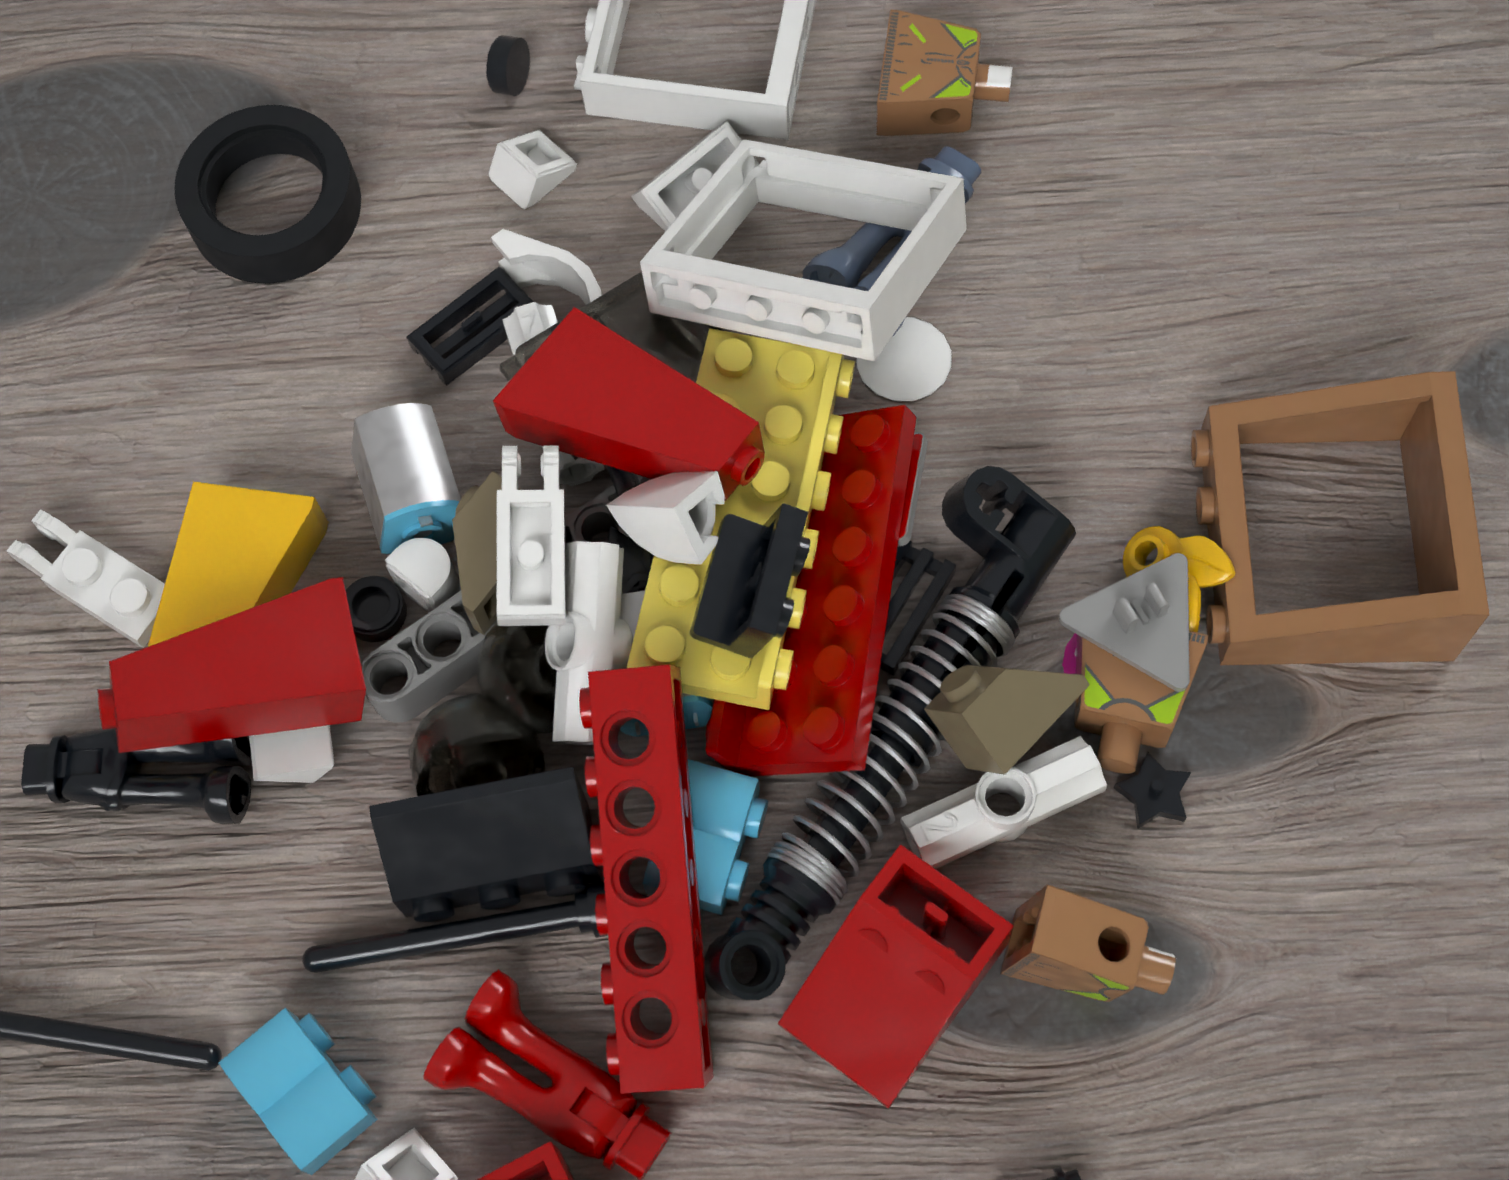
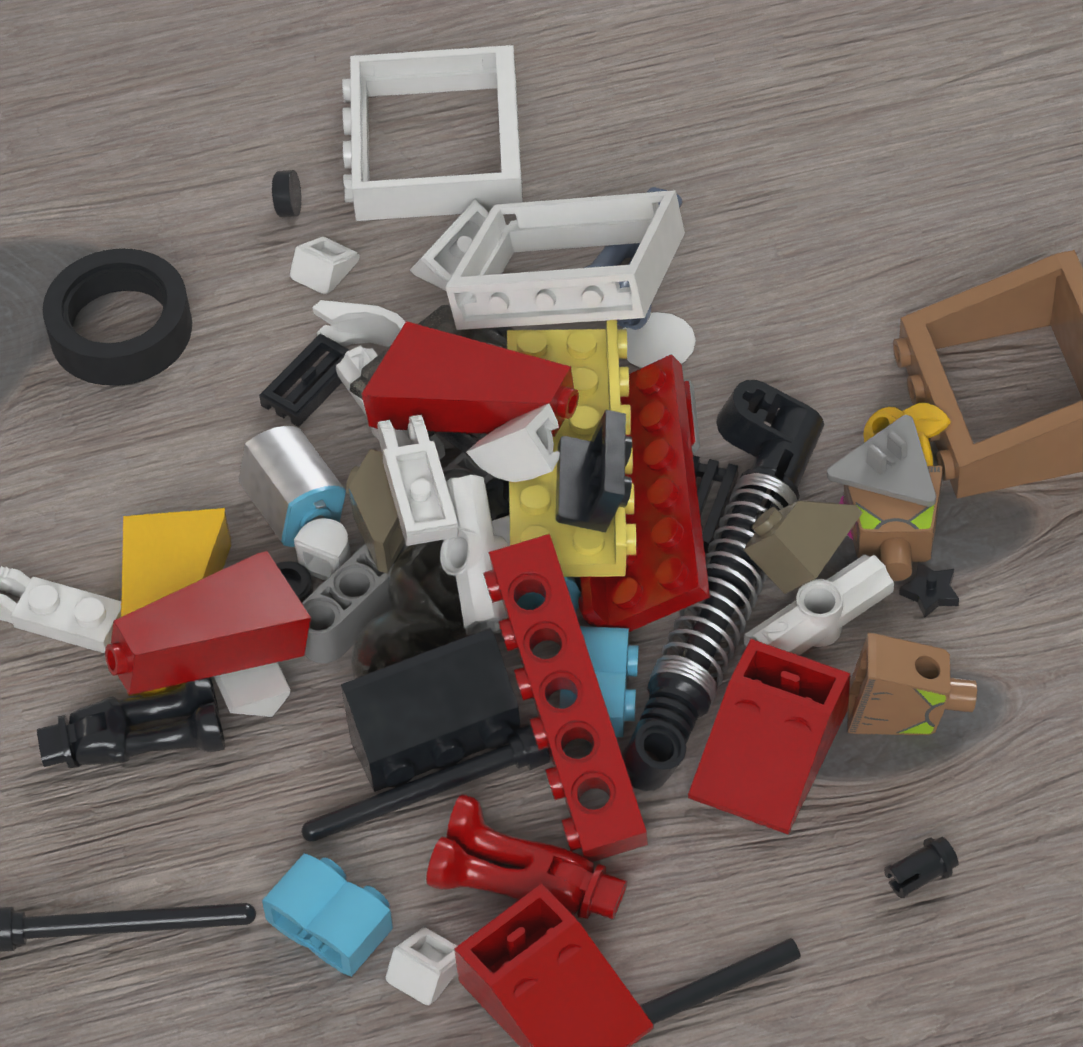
camera: 15 degrees left, 15 degrees down
(933, 77) = (628, 142): medium nougat torso -> none

